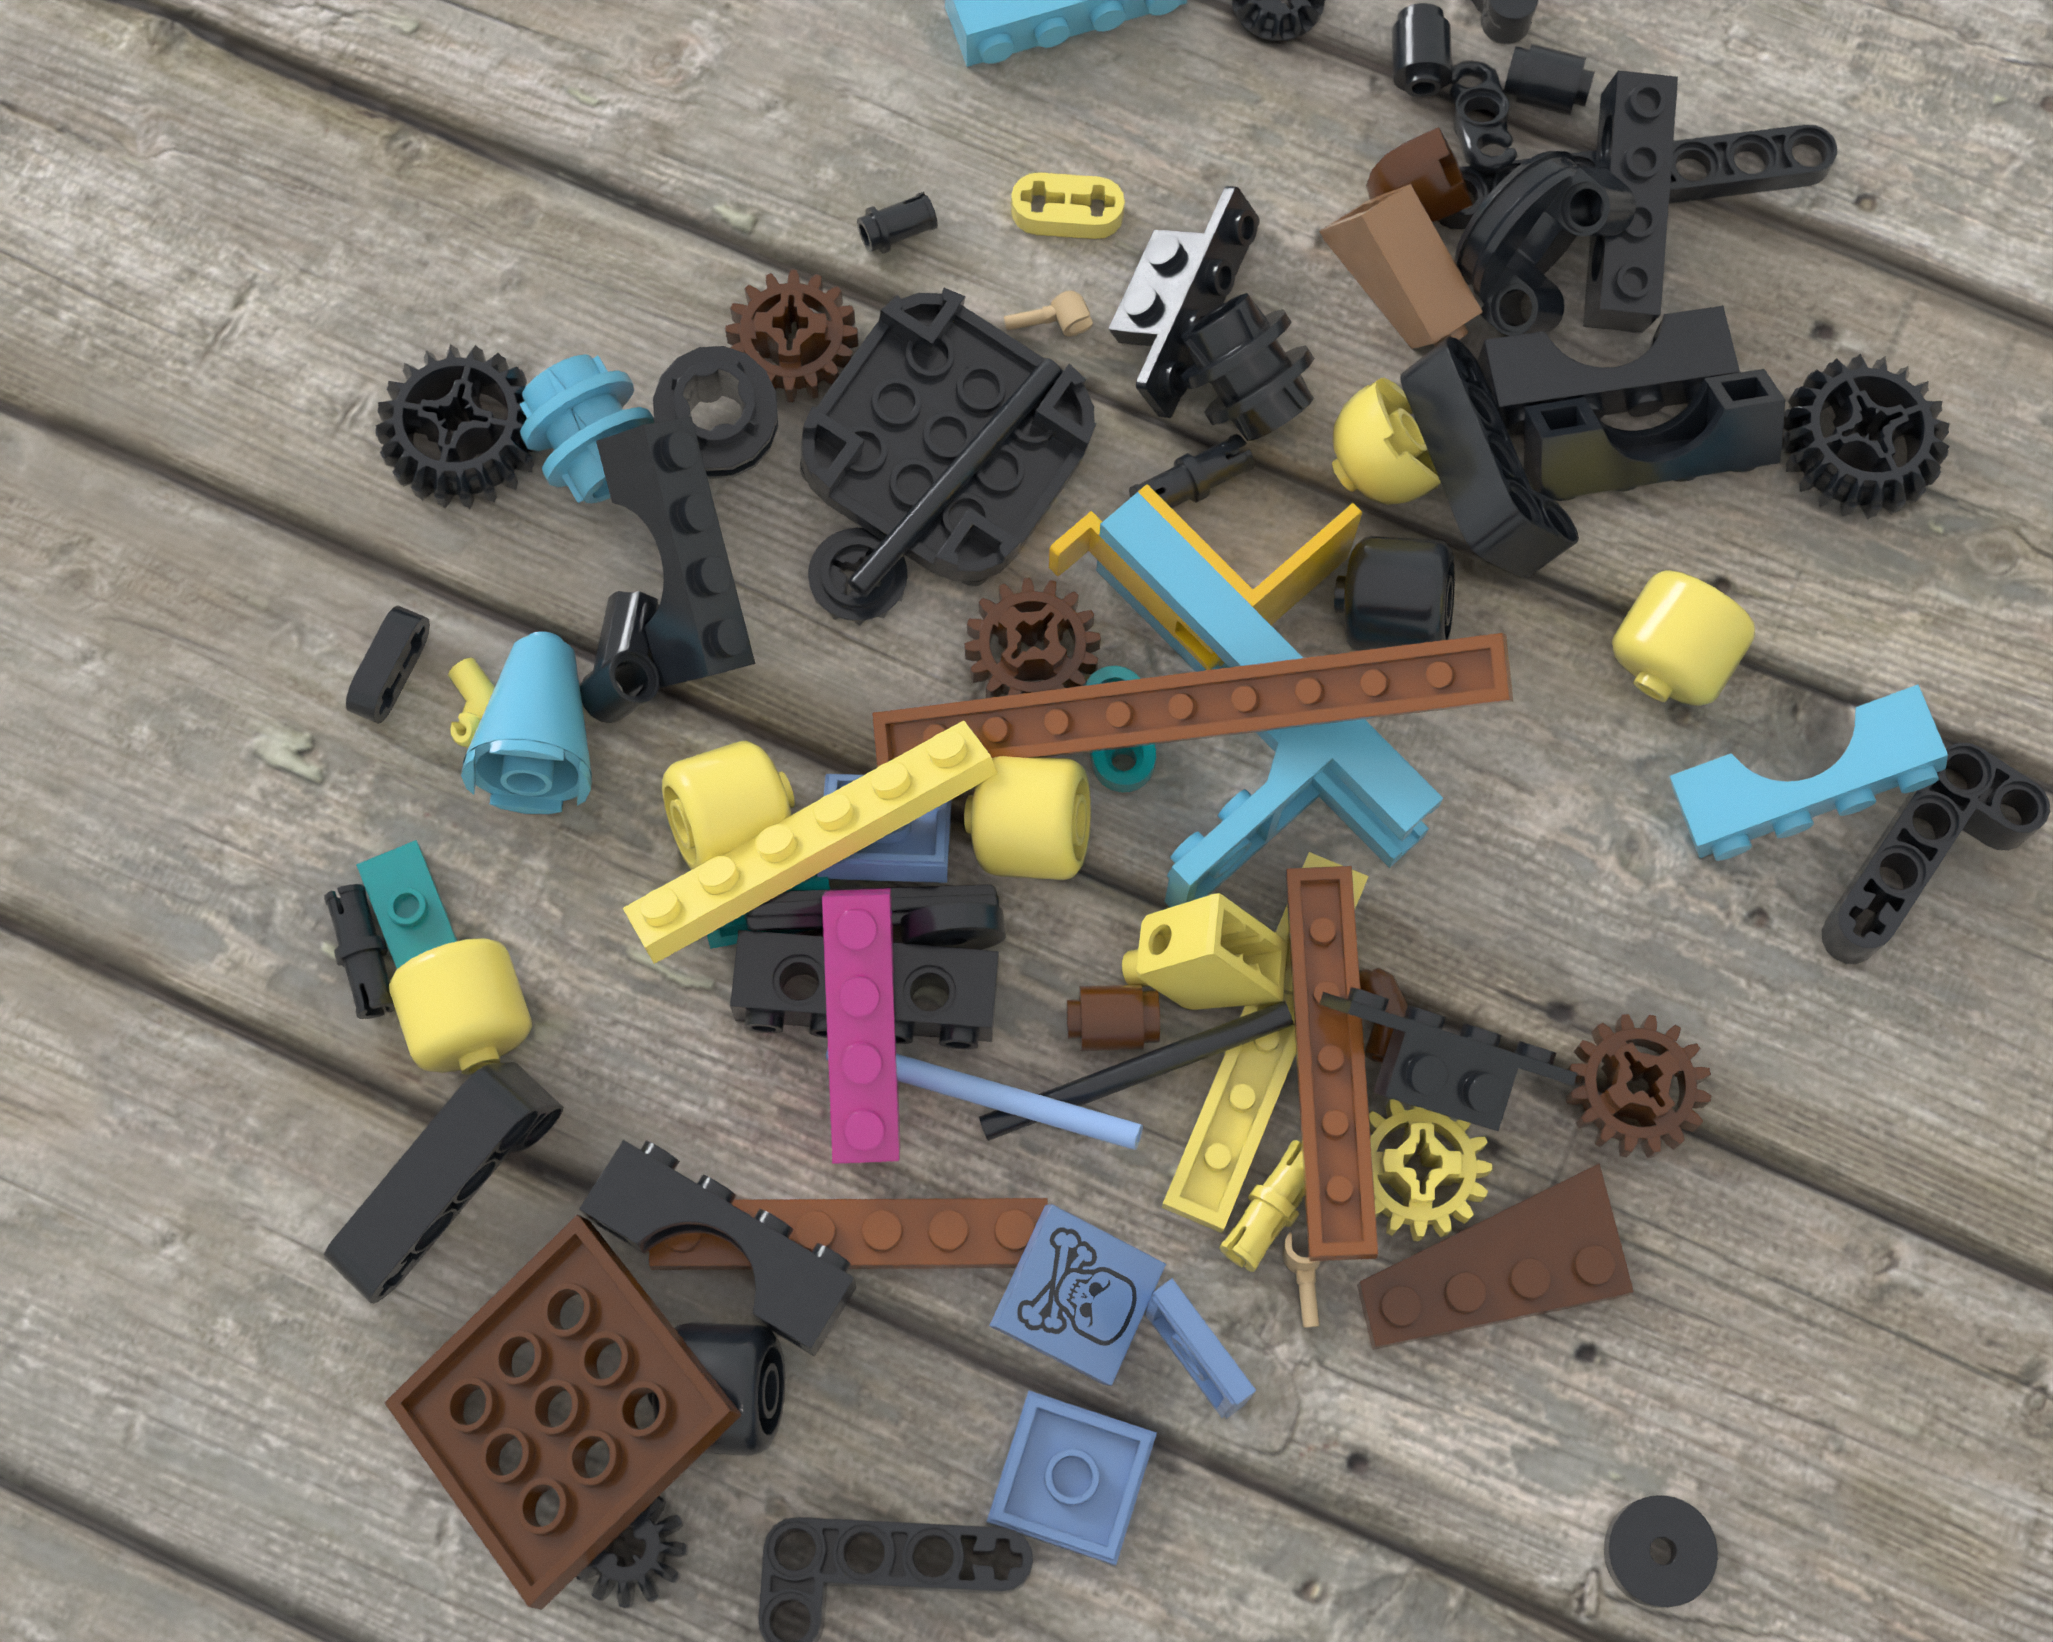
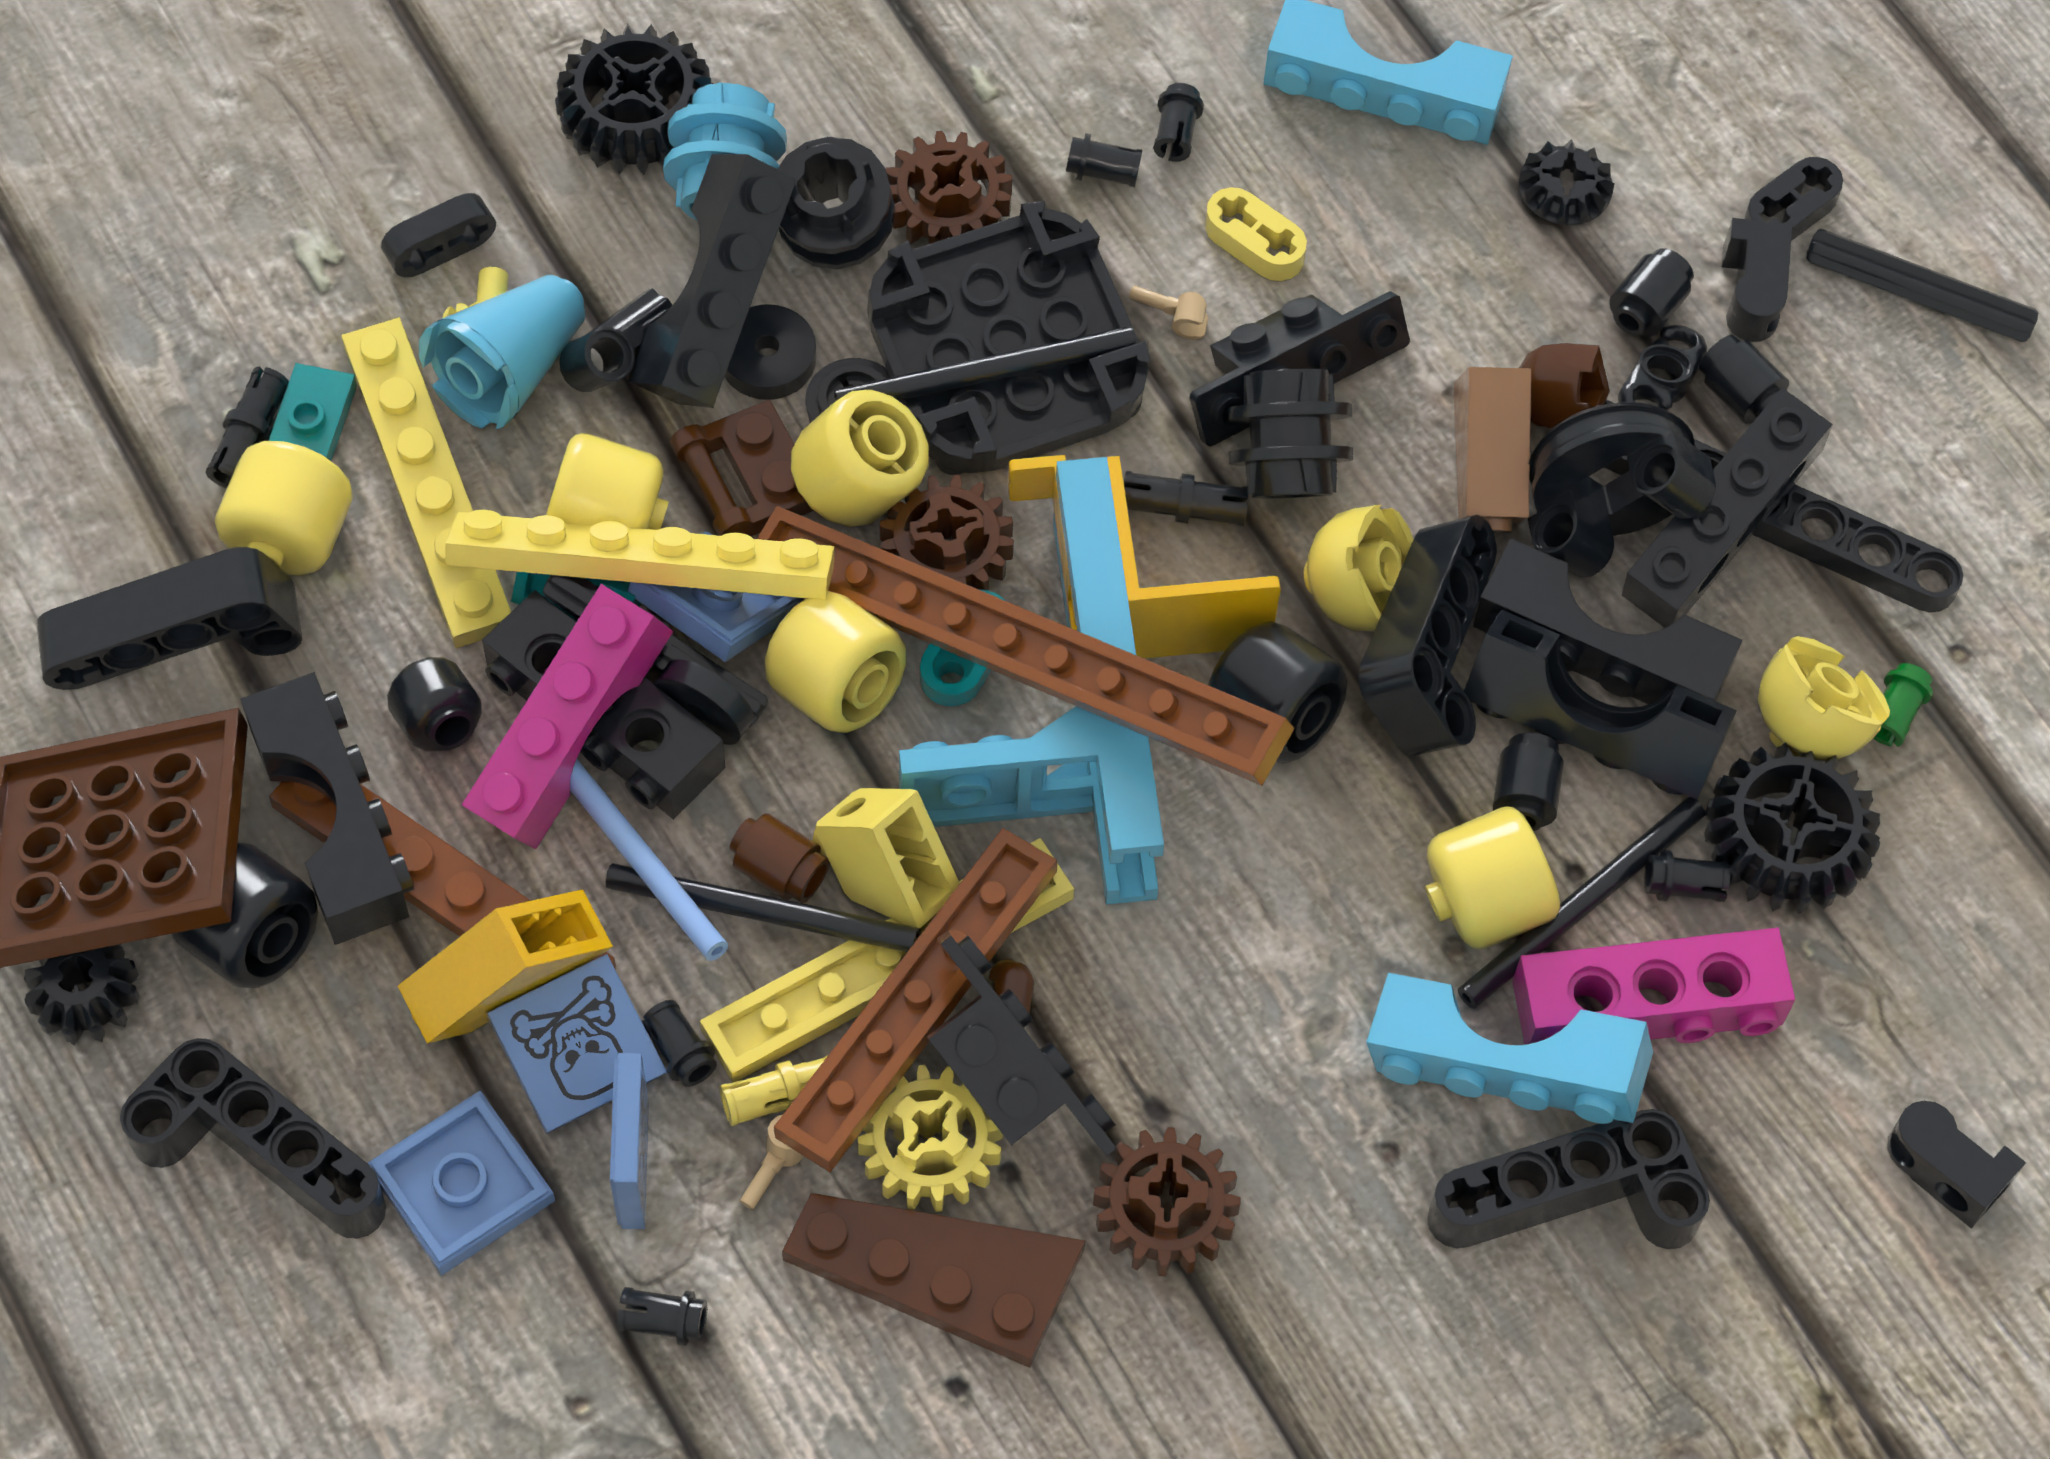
camera: 35 degrees right, 10 degrees down
(545, 887) = (423, 474): none -> light yellow plate
(726, 1087) = (434, 704): none -> black head
(774, 563) = (779, 373): none -> black piece
(825, 681) = (760, 457): none -> reddish brown plate
(916, 626) = (859, 458): none -> light yellow head
(923, 137) = (1179, 110): none -> black pin
(978, 1276) = (501, 960): none -> yellow slope
(1157, 1233) = (687, 1055): none -> black pin
(1324, 1469) = (665, 1315): none -> black pin
(1640, 535) = (1530, 778): none -> black brick
(1751, 599) = (1583, 901): none -> black piece
(1803, 539) = (1686, 877): none -> black pin
(1817, 320) = (1818, 703): none -> light yellow cylinder
(1861, 276) = (1905, 693): none -> green pin
(1923, 576) = (1745, 962): none -> dark pink brick

